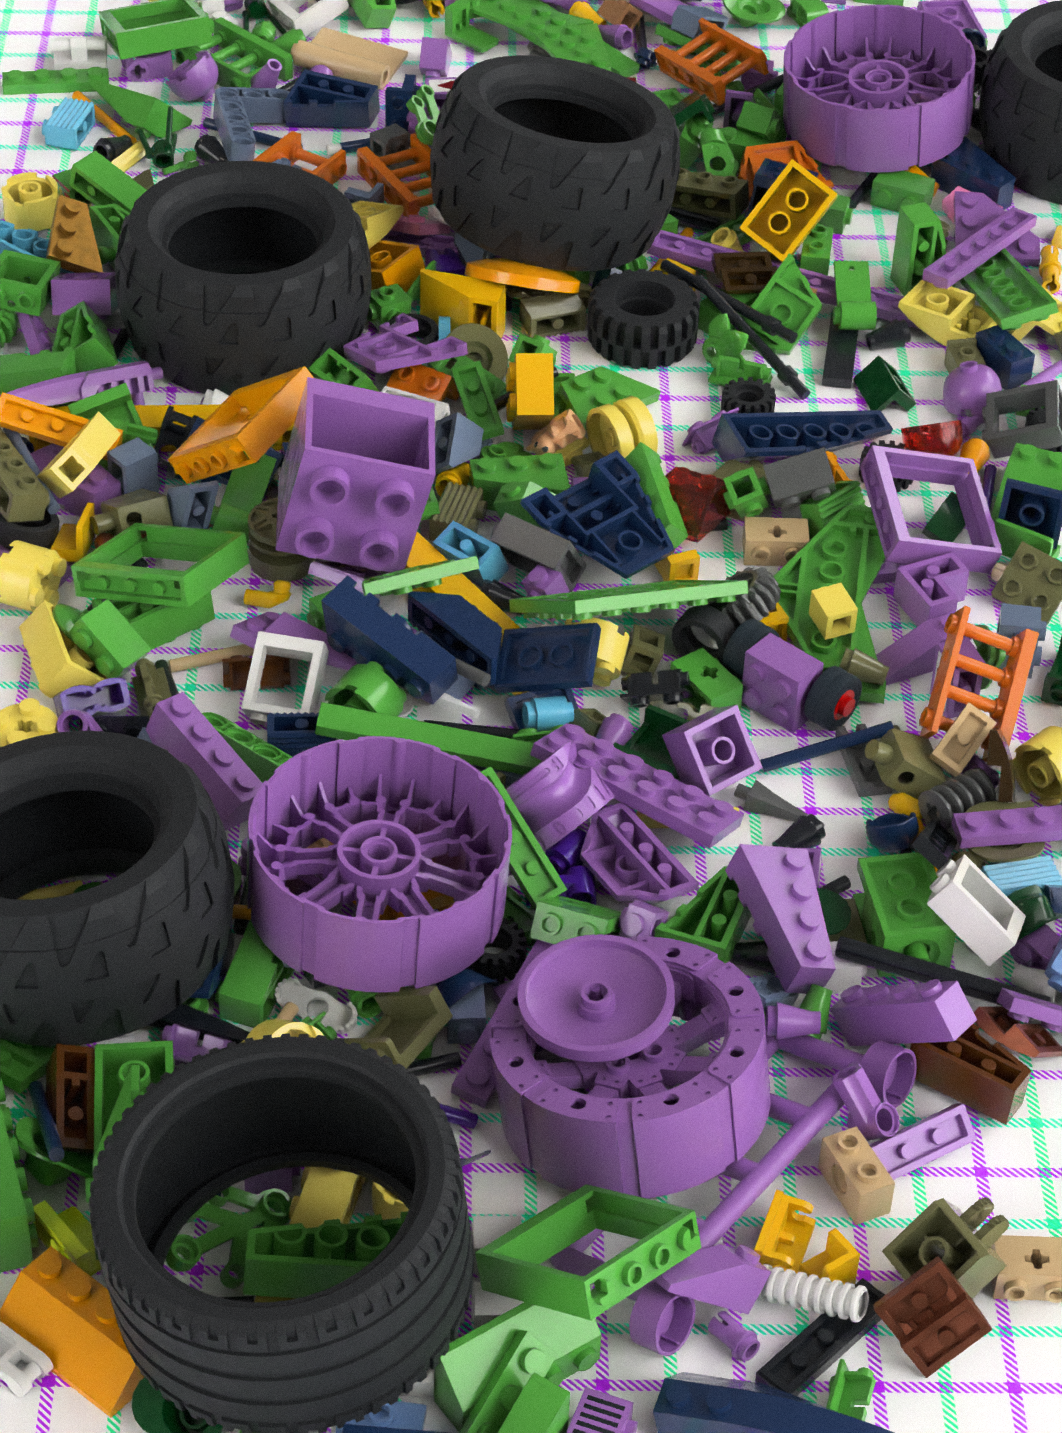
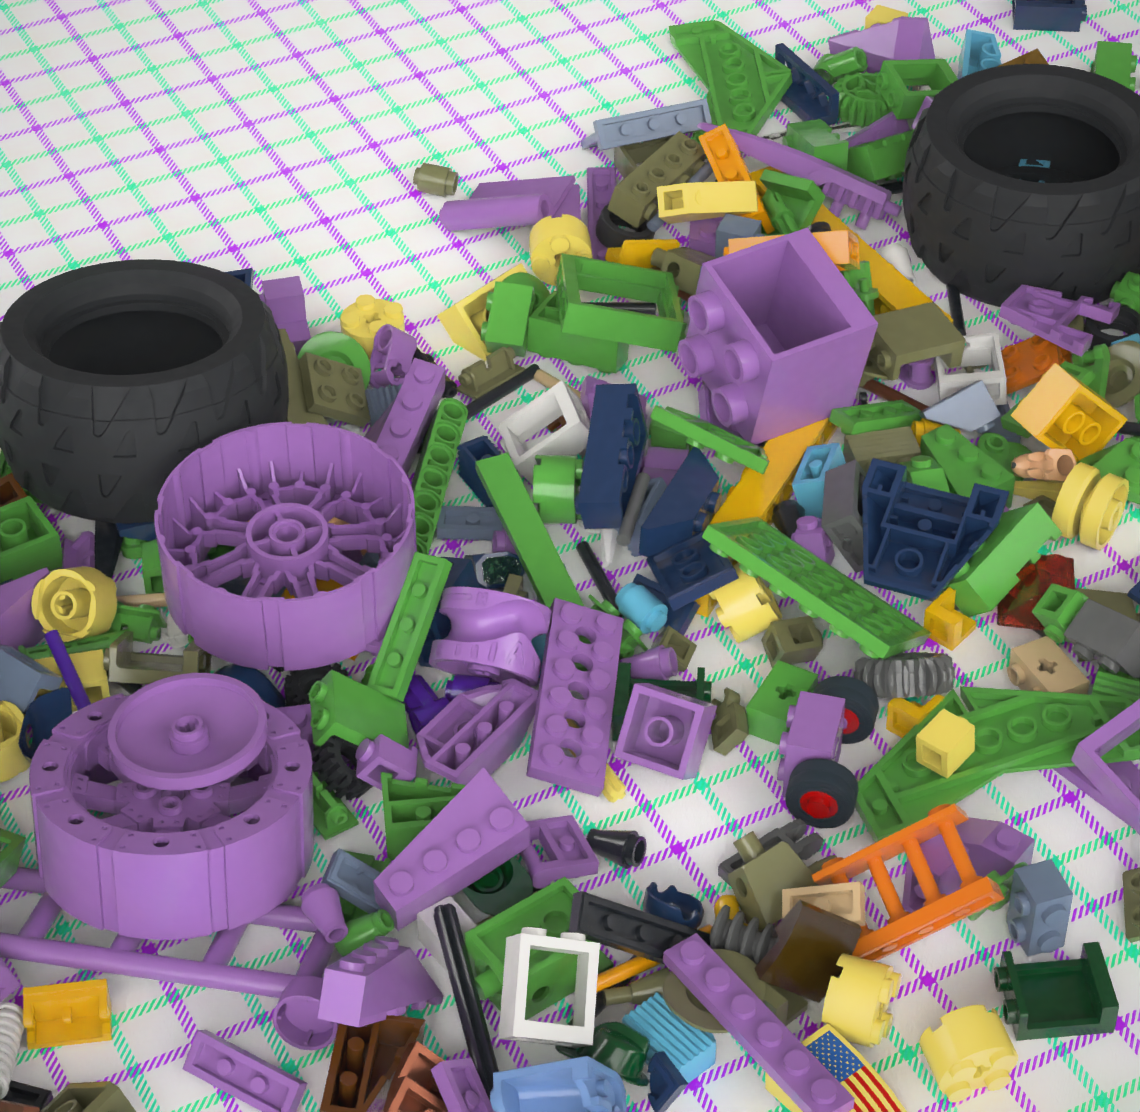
camera: 65 degrees right, 0 degrees up
(30, 201) = (1061, 46): light yellow brick -> none
(98, 699) = (444, 344): brick -> none
(271, 598) = (667, 391): yellow arm -> none
(337, 369) = (985, 311): bright green brick -> none
(643, 691) = (738, 665): black hinge -> none
(707, 619) = (836, 657): black tyre -> none
(764, 801) = (653, 806): dark grey piece -> none
(825, 747) = (758, 819): dark blue bar -> none
(837, 1261) = (49, 1062): yellow panel -> none
(856, 1175) = (163, 1040): tan brick -> none
(864, 667) = (886, 798): olive cone -> none
(865, 1109) = (242, 997): medium lavender piece -> none
(931, 587) = (1072, 812): medium lavender brick -> none

